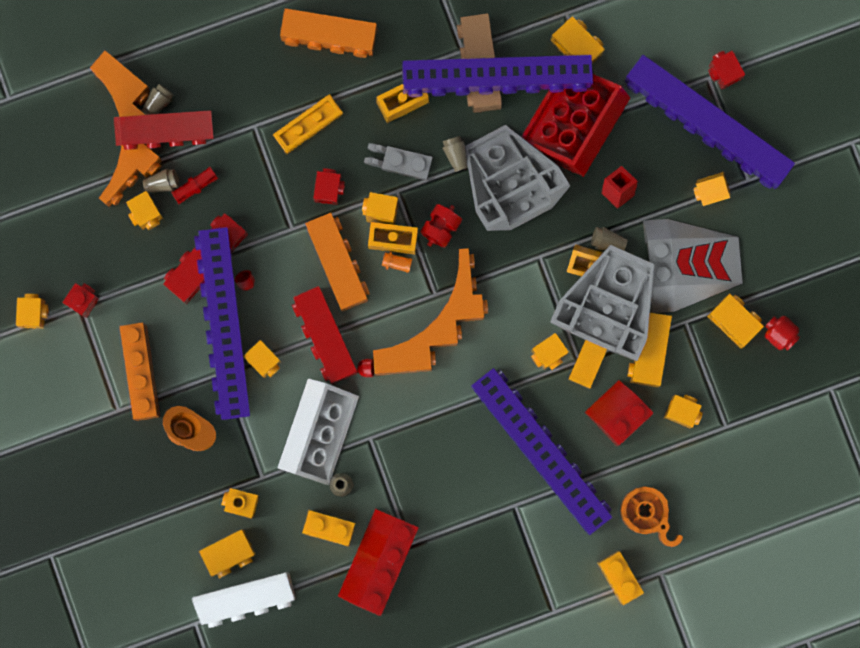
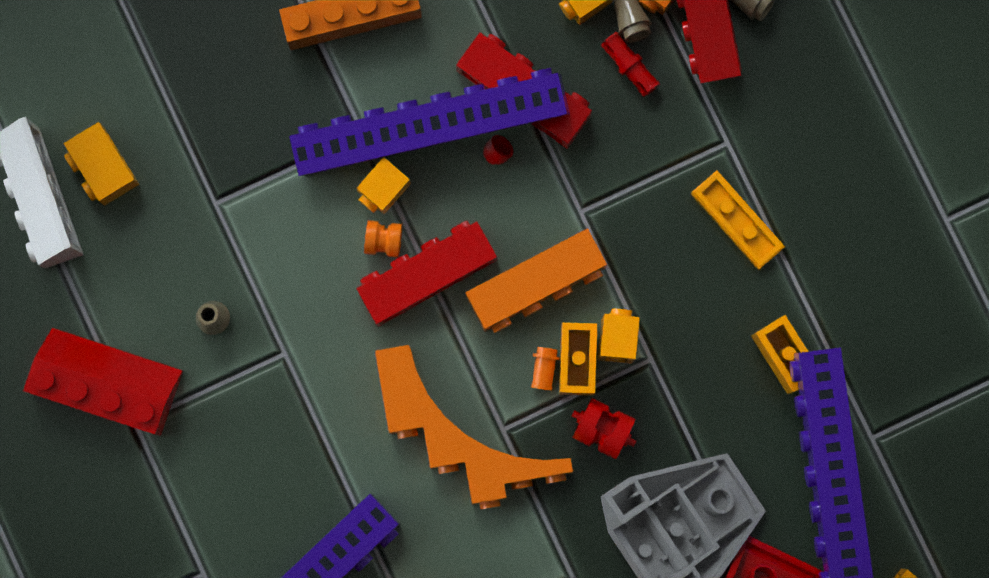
camera: 85 degrees right, 0 degrees up
(188, 429) = (273, 90): orange piece -> none
(240, 503) = (174, 175): light orange brick -> none
(298, 363) = (383, 239): none -> orange wheel
(318, 431) = (285, 277): white slope -> none
(328, 32) = (876, 236): orange brick -> none
(328, 187) = (646, 258): red brick -> none
(329, 528) = (147, 305): light orange brick -> none
(366, 368) = (385, 337): red hinge -> none
(400, 161) = (694, 361): light grey hinge -> none
(456, 153) = (715, 441): dark tan cone -> none
(478, 44) = (876, 460): medium nougat brick -> none

